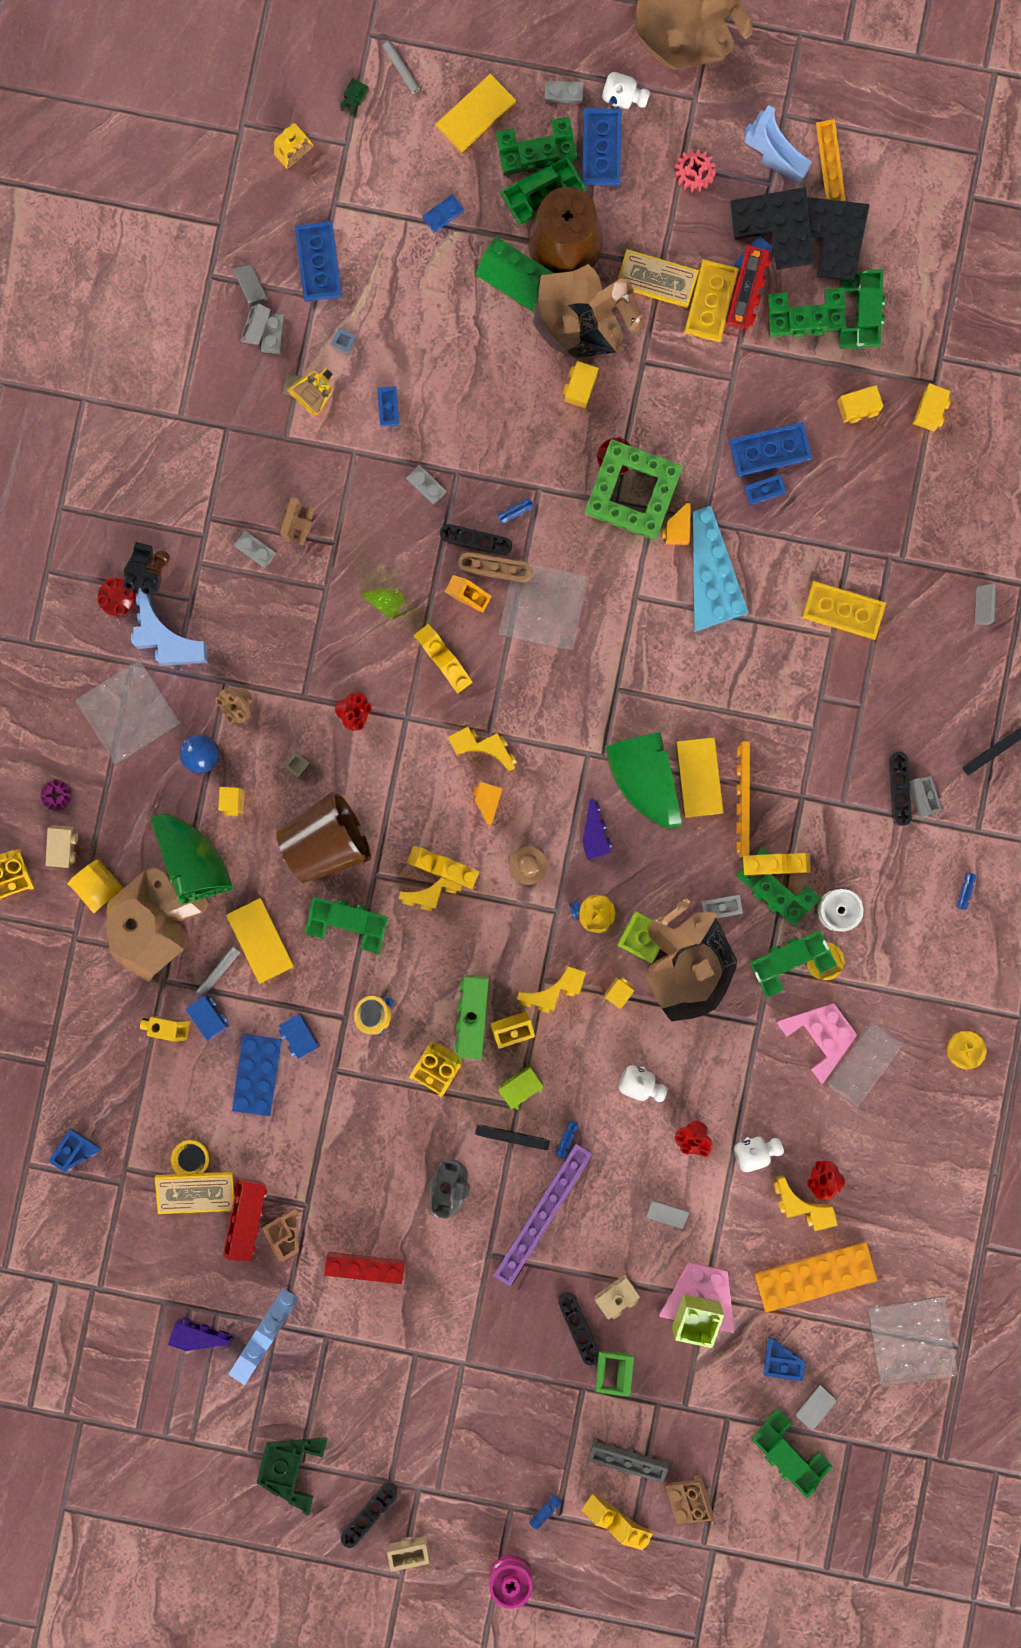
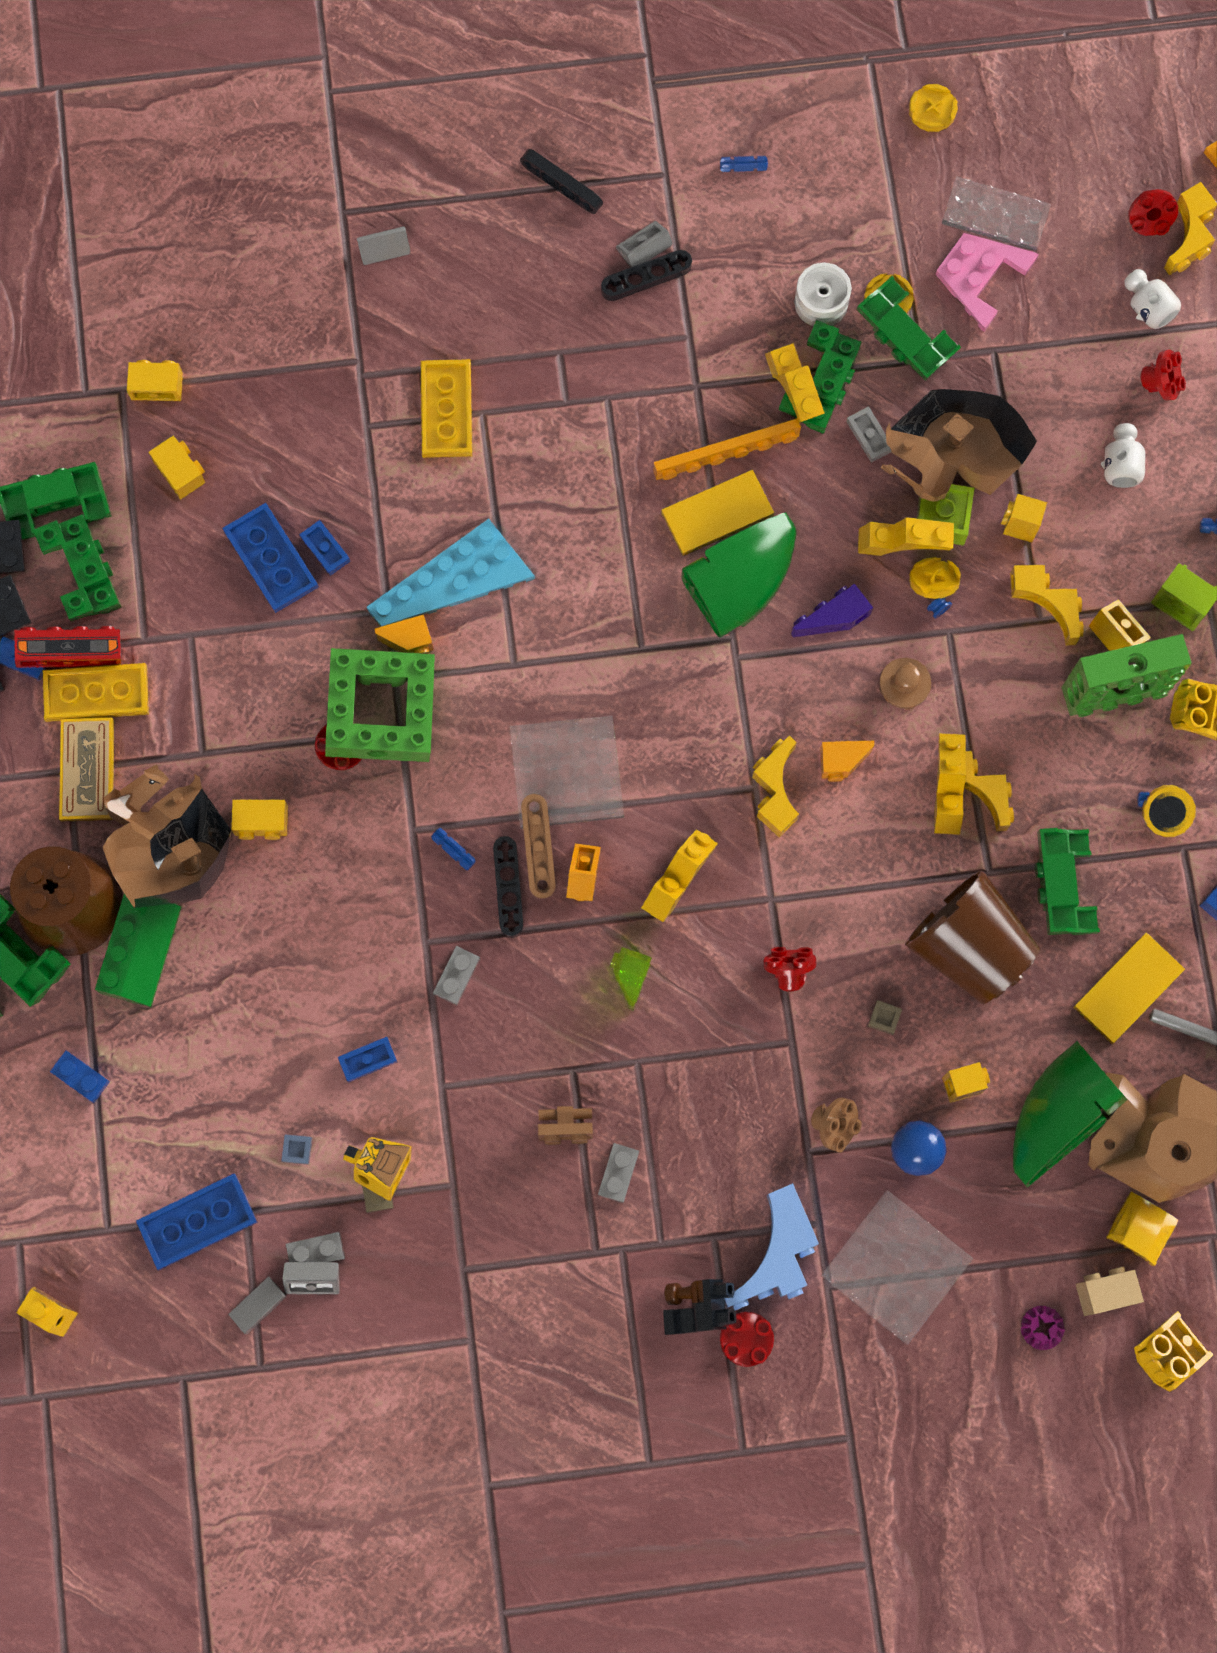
camera: 110 degrees left, 10 degrees down
(631, 901) = (905, 535): none -> yellow arch

